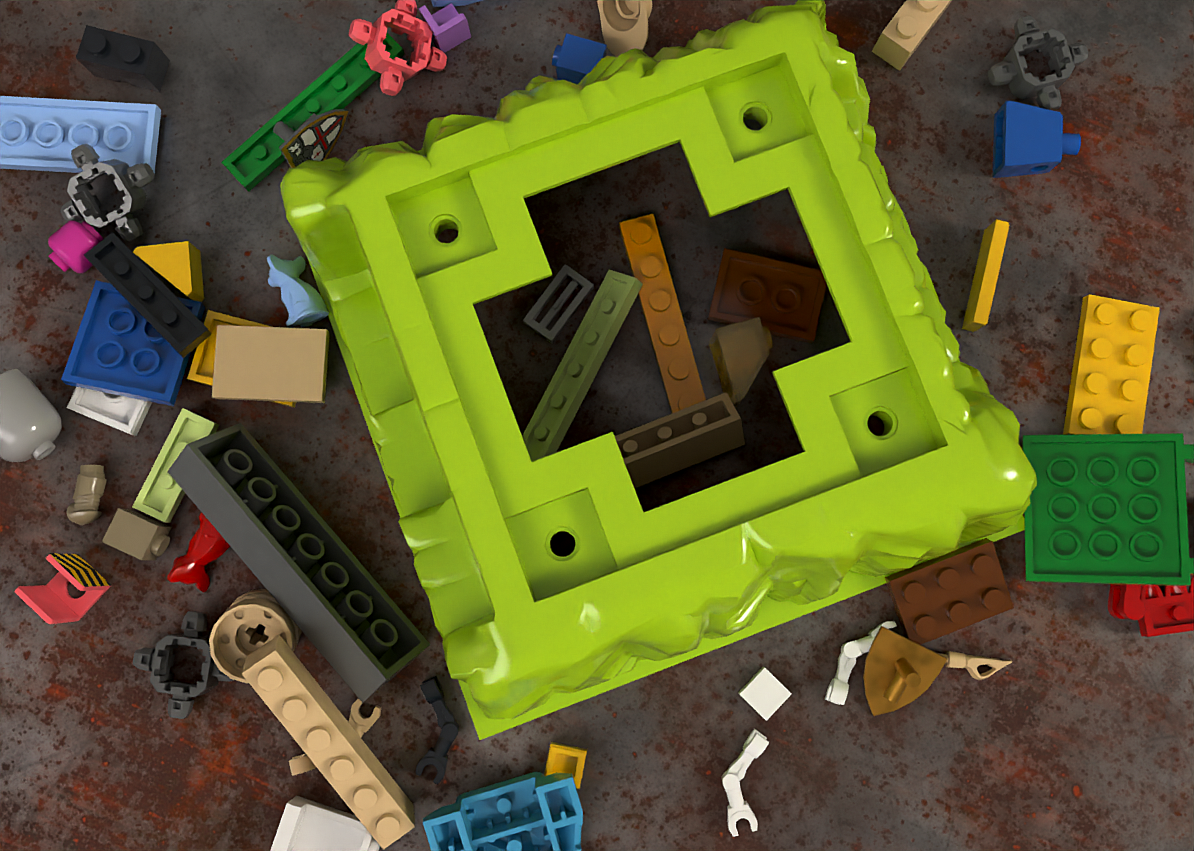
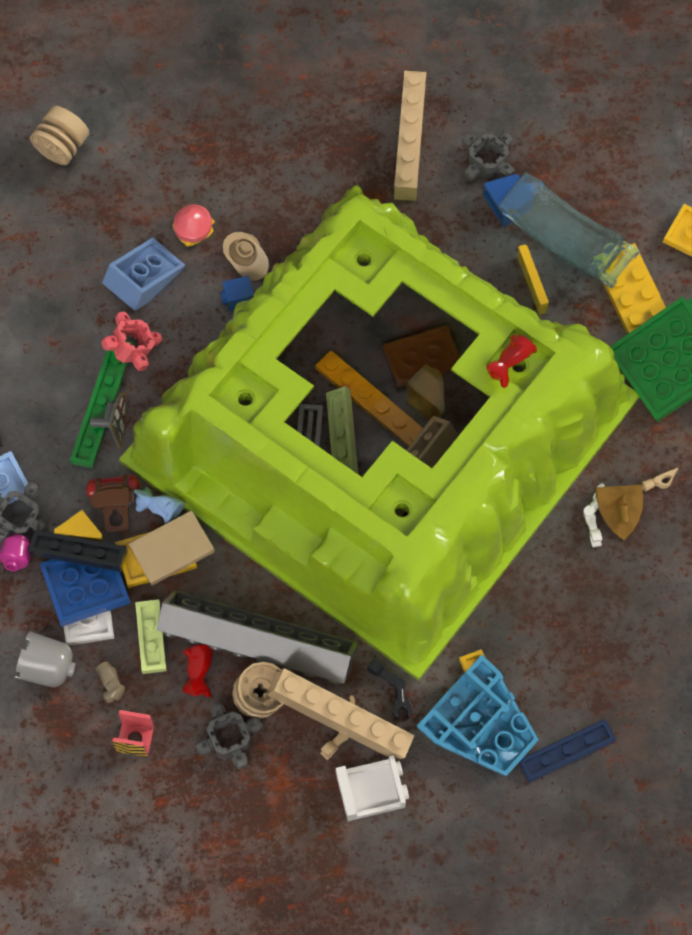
camera: 30 degrees left, 15 degrees down
(137, 535) = (154, 684): dark tan brick -> none
(242, 246) = (113, 494): none -> reddish brown piece
(447, 27) = (150, 315): medium lavender panel -> none
(737, 807) = (571, 619): white piece -> none
(764, 693) = (557, 562): white tile -> none
(880, 414) = (514, 353): none -> red animal
(949, 592) = (620, 450): reddish brown plate -> none
(1078, 236) = (566, 230): none -> clear light blue windscreen

